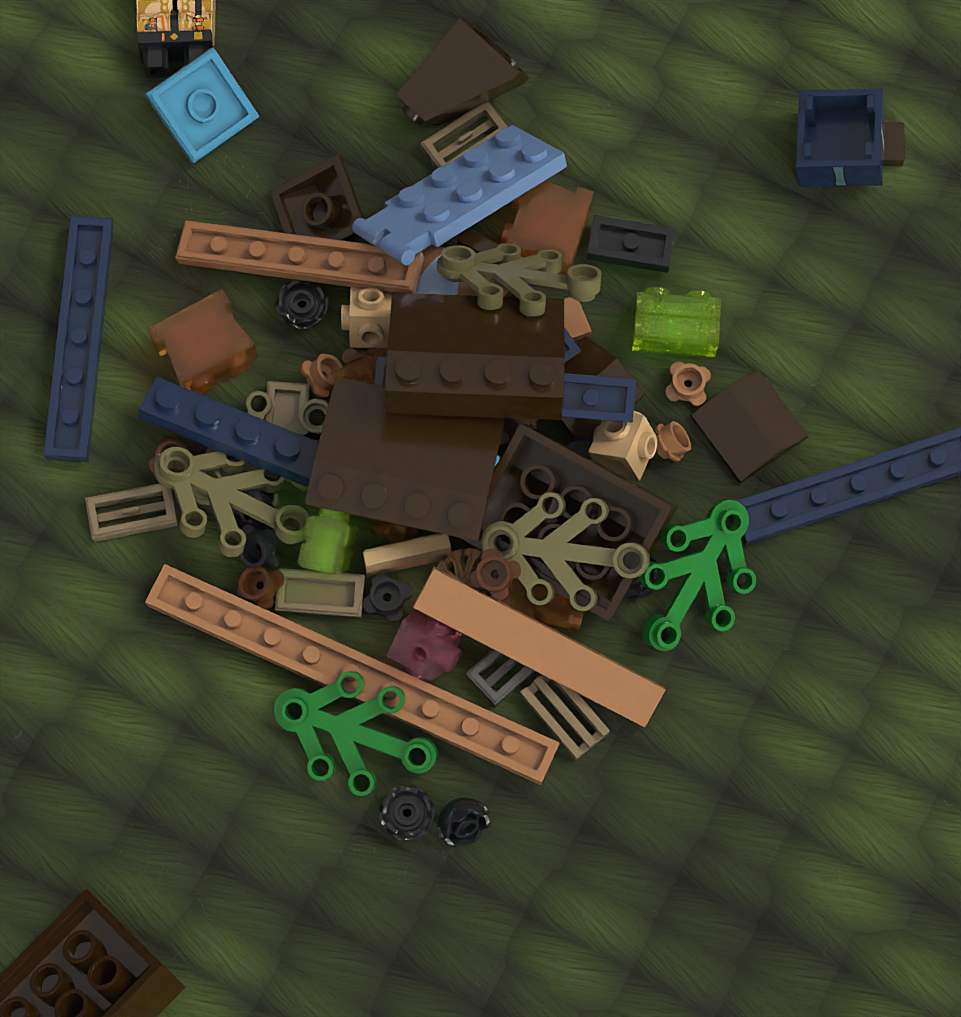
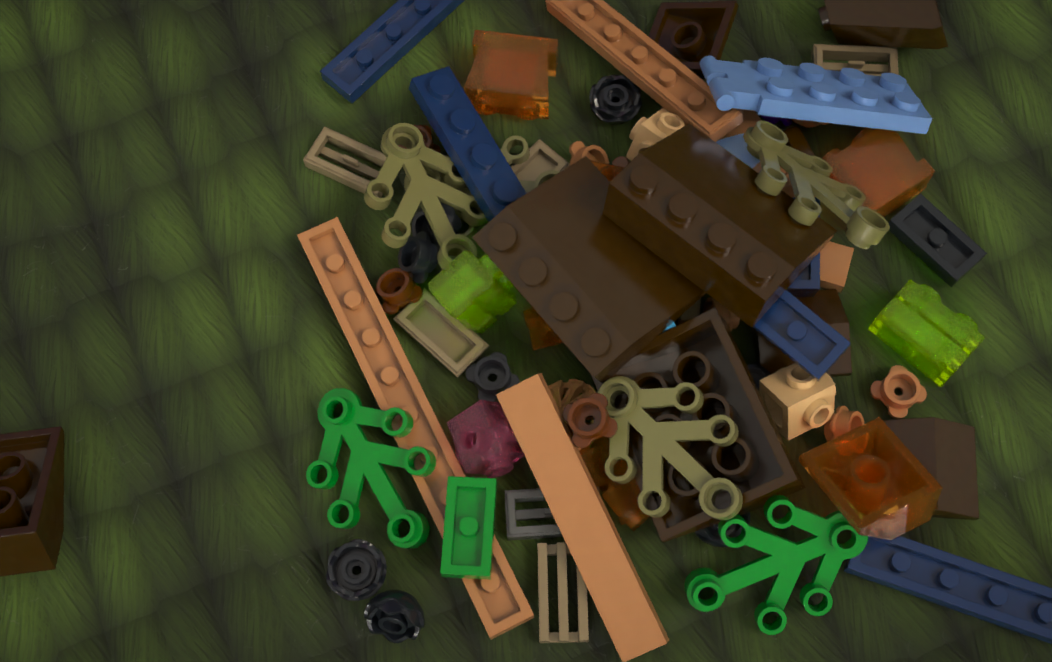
camera: 45 degrees right, 5 degrees down
(406, 554) = (534, 352): tan tile -> none
(467, 717) = (469, 528): none -> green plate
(721, 466) = (874, 481): none -> clear orange slope

